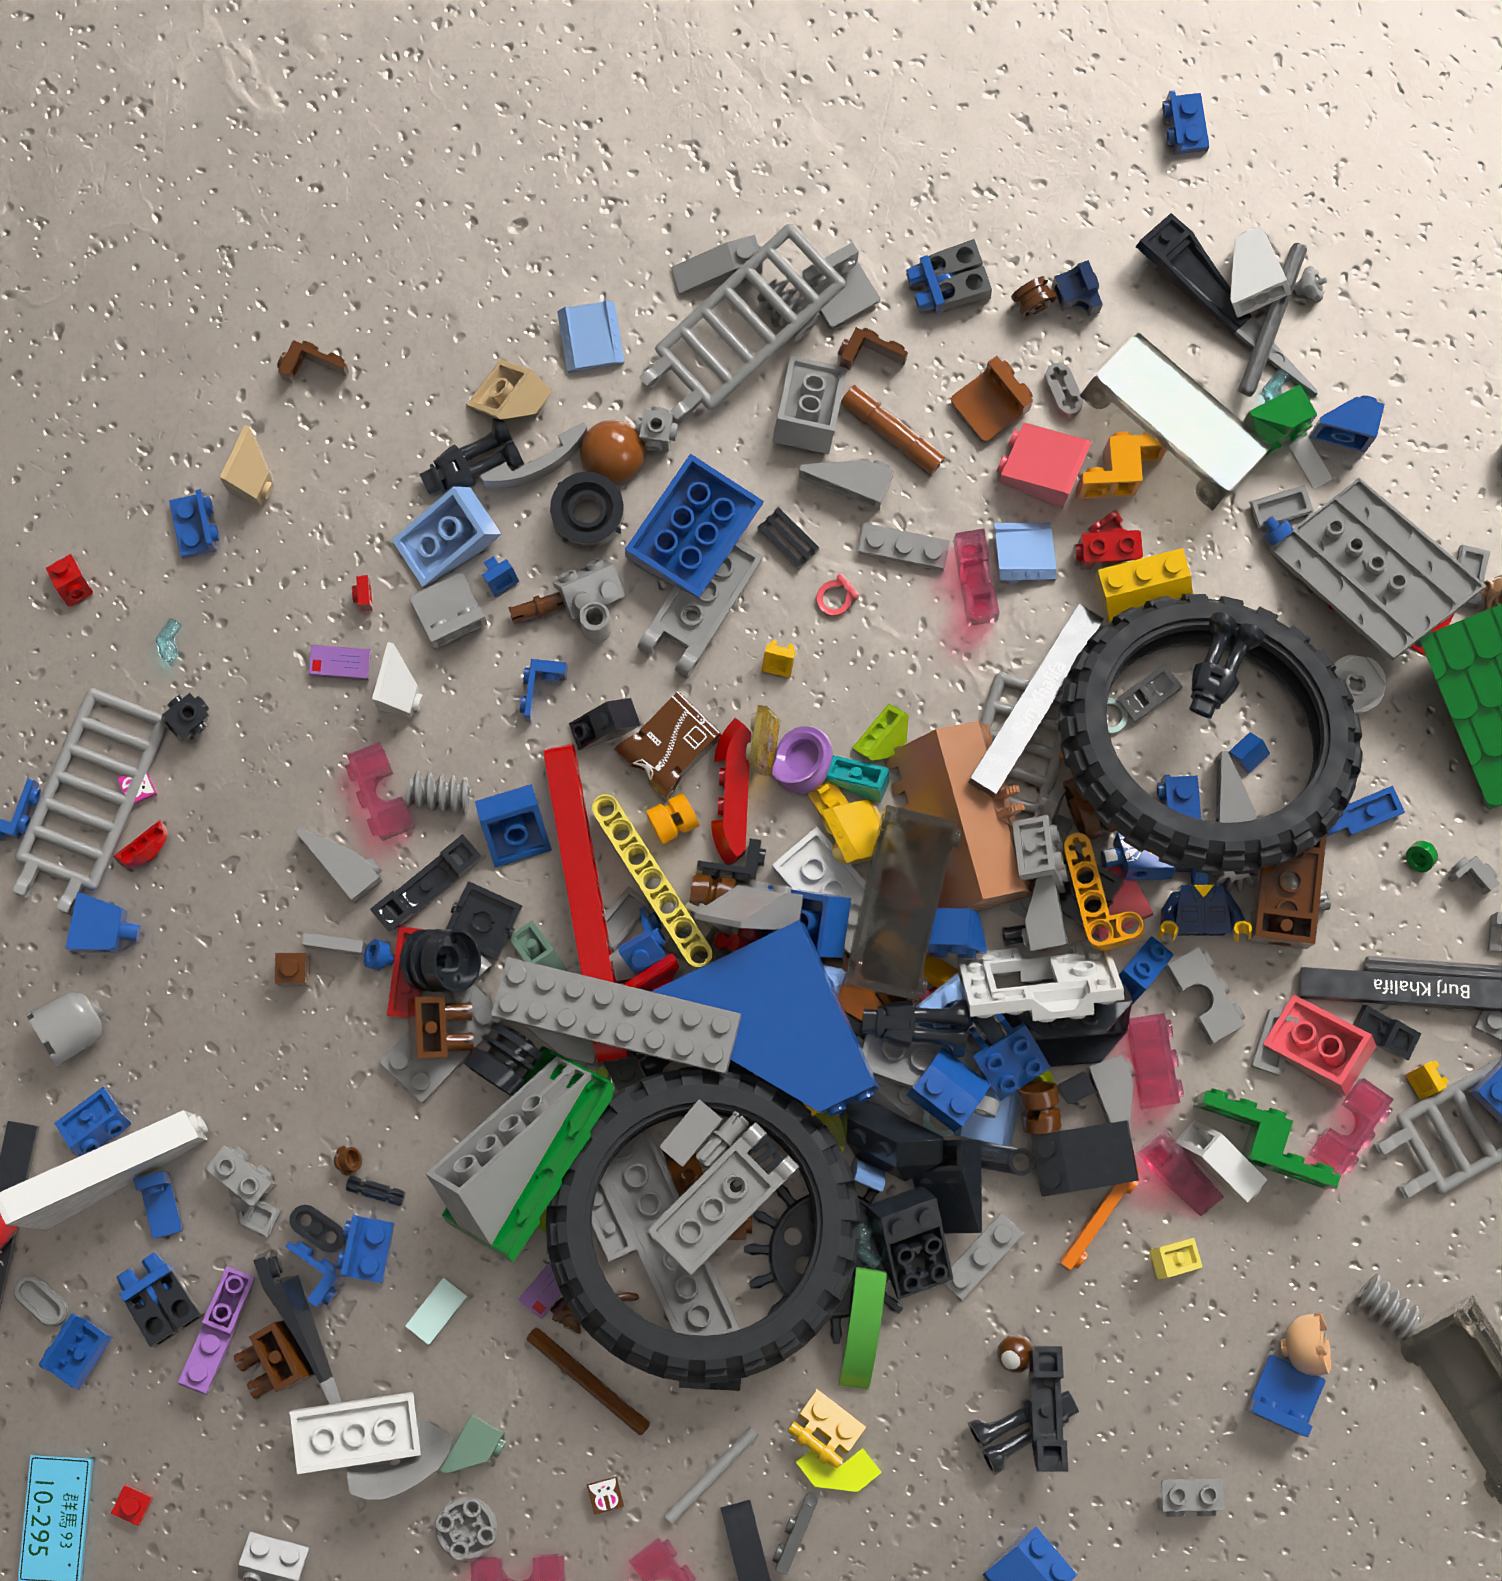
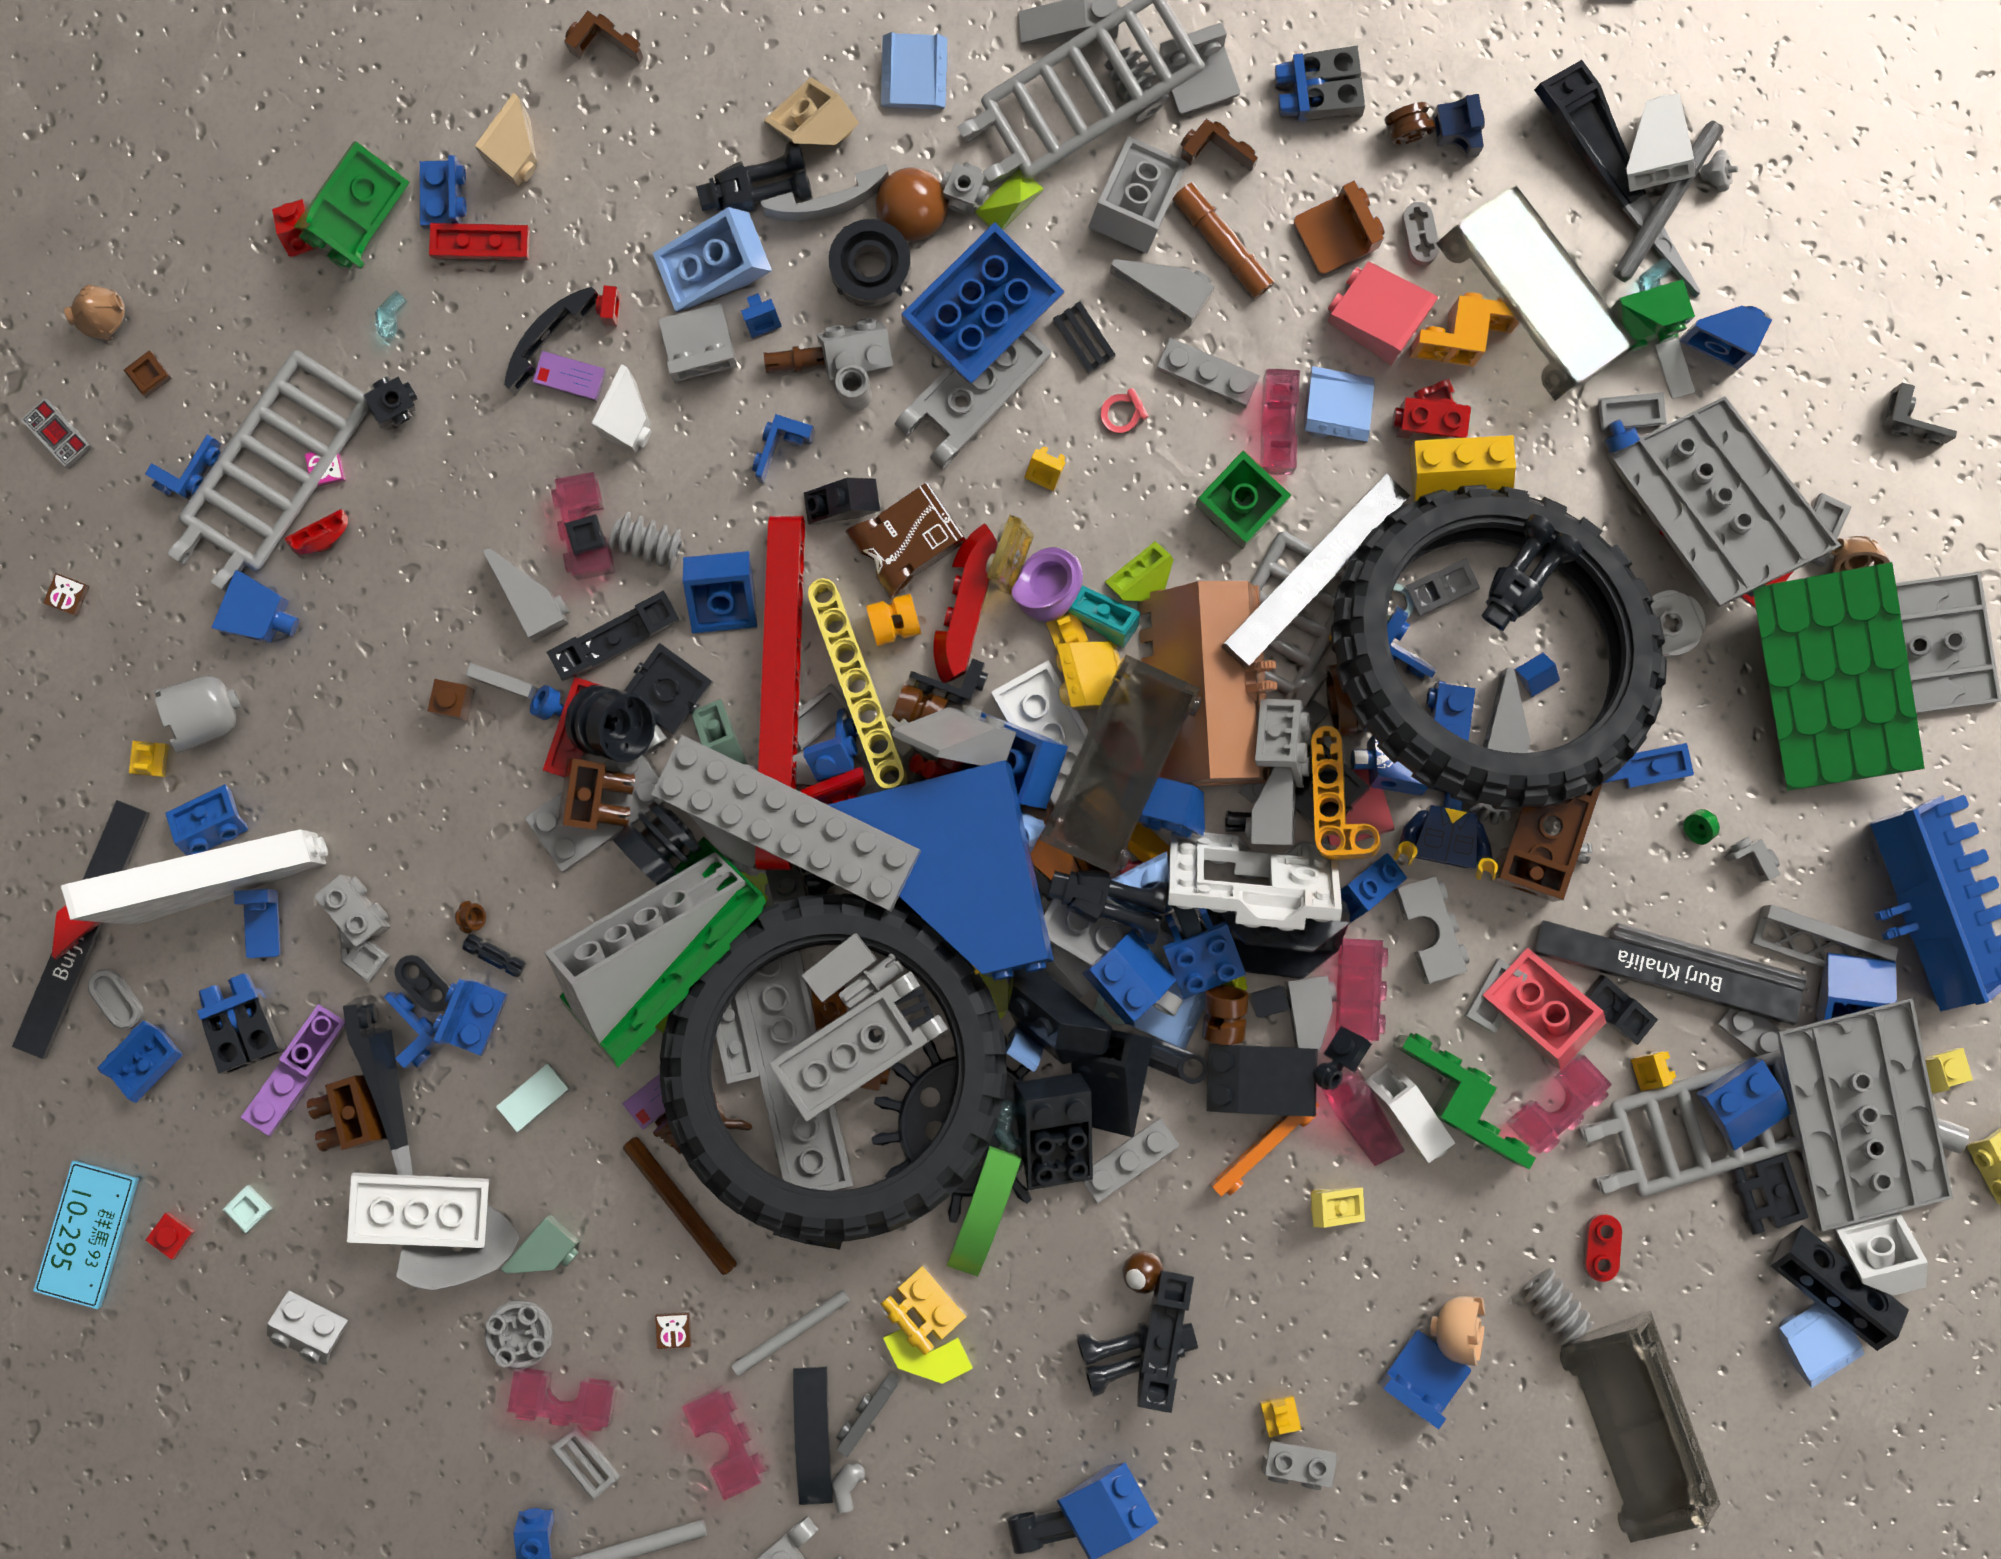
camera: 15 degrees right, 5 degrees up
(29, 1078) = (148, 758): none -> yellow tile
(117, 552) = (351, 206): none -> green bracket
(197, 1466) = (247, 1209): none -> light aqua tile
(236, 560) = (479, 241): none -> red plate
(332, 599) = (576, 305): none -> black slope
(384, 798) = (585, 535): none -> black tile
(697, 431) = (1009, 200): none -> lime slope
(958, 651) = (1243, 499): none -> green slope
(1118, 737) = (1396, 629): none -> blue bracket
(1152, 1117) = (1345, 1051): none -> black plate
(1165, 1458) = (1280, 1416): none -> yellow tile
(1414, 1246) = (1602, 1248): none -> red plate

